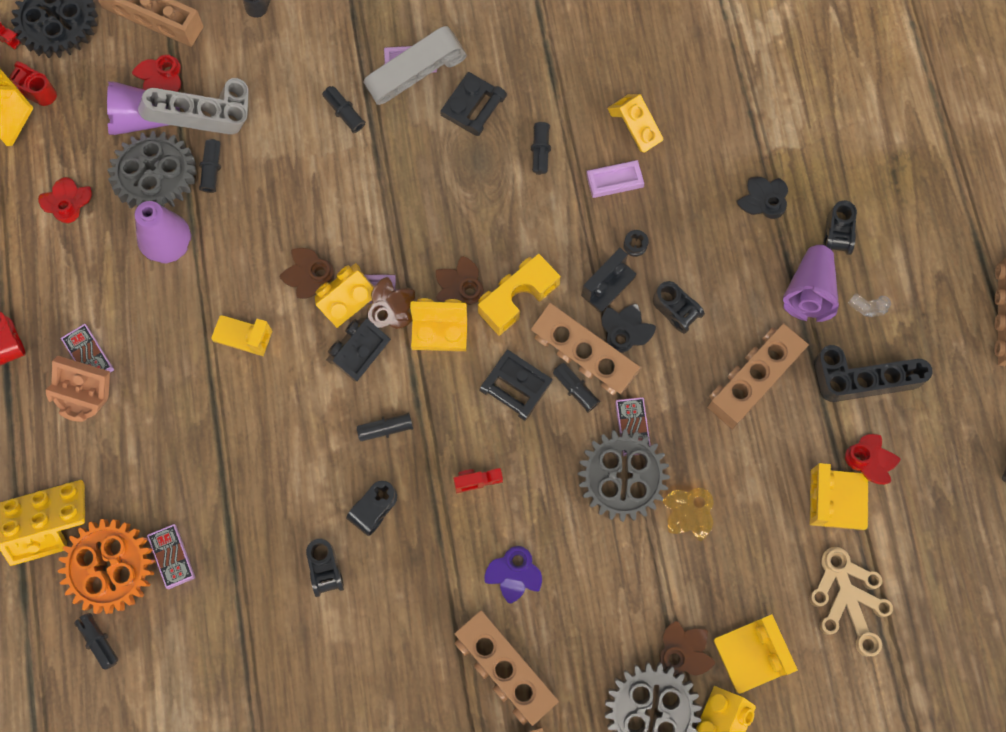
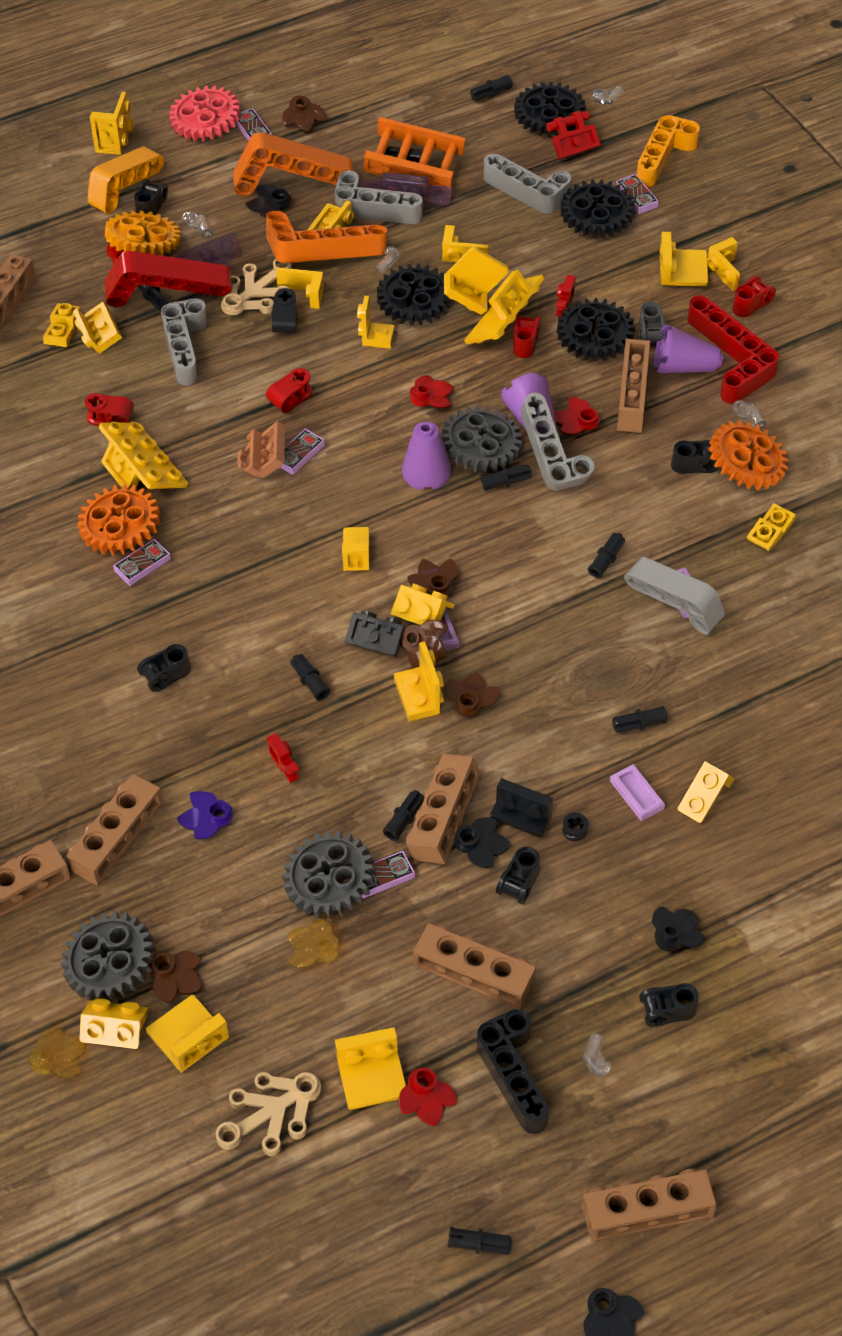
camera: 75 degrees right, 20 degrees down
(96, 641) = (55, 534): black axle -> none
(369, 511) = (229, 686): black piece -> none
(466, 100) = (664, 648): black plate -> none
(522, 378) = (396, 767): black plate -> none
(533, 277) = (461, 728): yellow arch -> none
(813, 286) = (593, 988): medium lavender cone -> none

